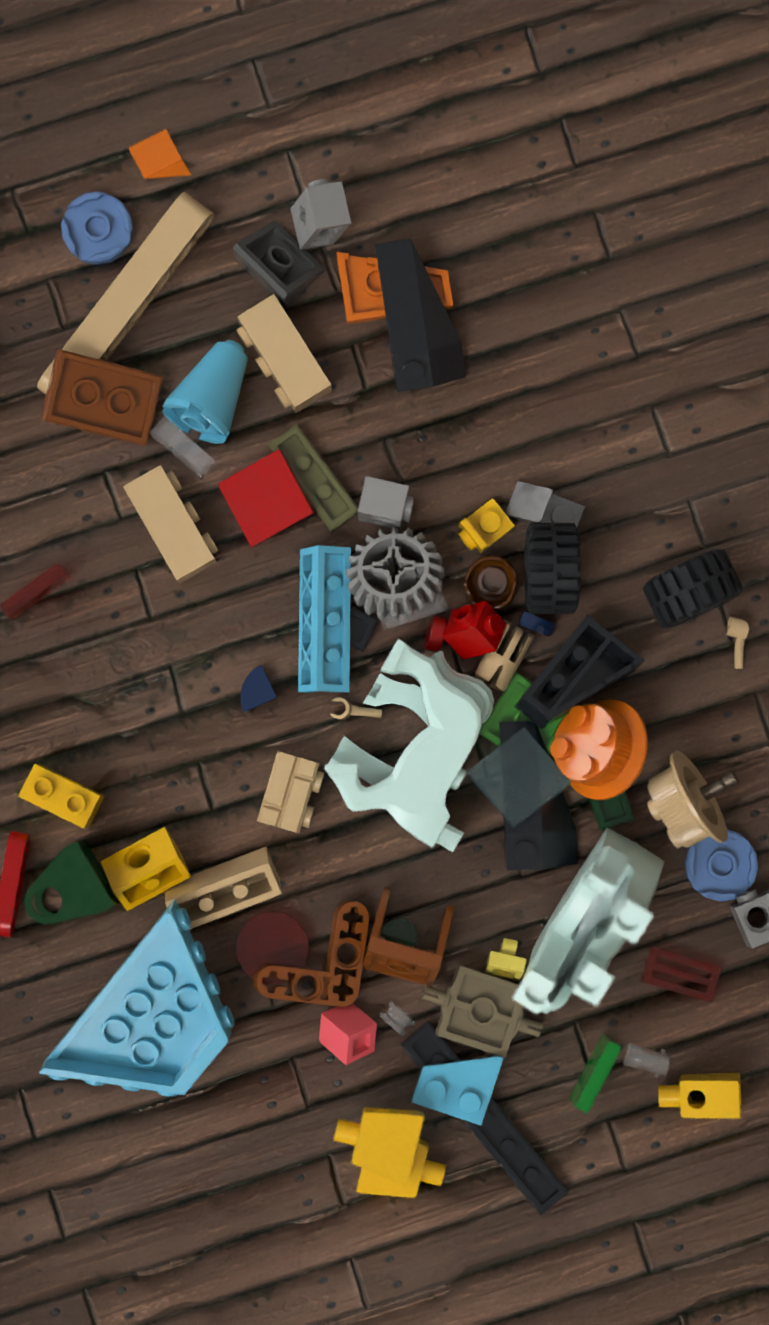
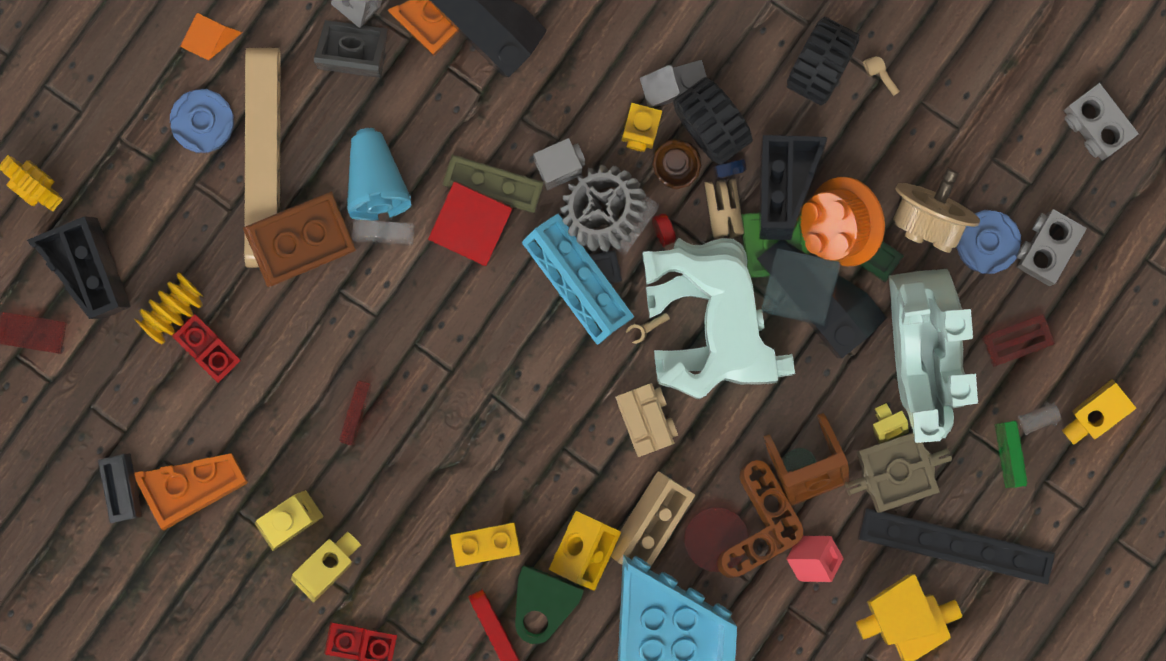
camera: 35 degrees left, 0 degrees up
(171, 523) = (416, 291): tan brick -> none
(256, 690) = (566, 365): dark blue tile -> none
(283, 354) = (405, 111): tan brick -> none
(397, 1018) = (842, 522): clear bush -> none
(458, 1087) = (922, 537): medium azure wing -> none
(474, 630) = (690, 206): red brick -> none

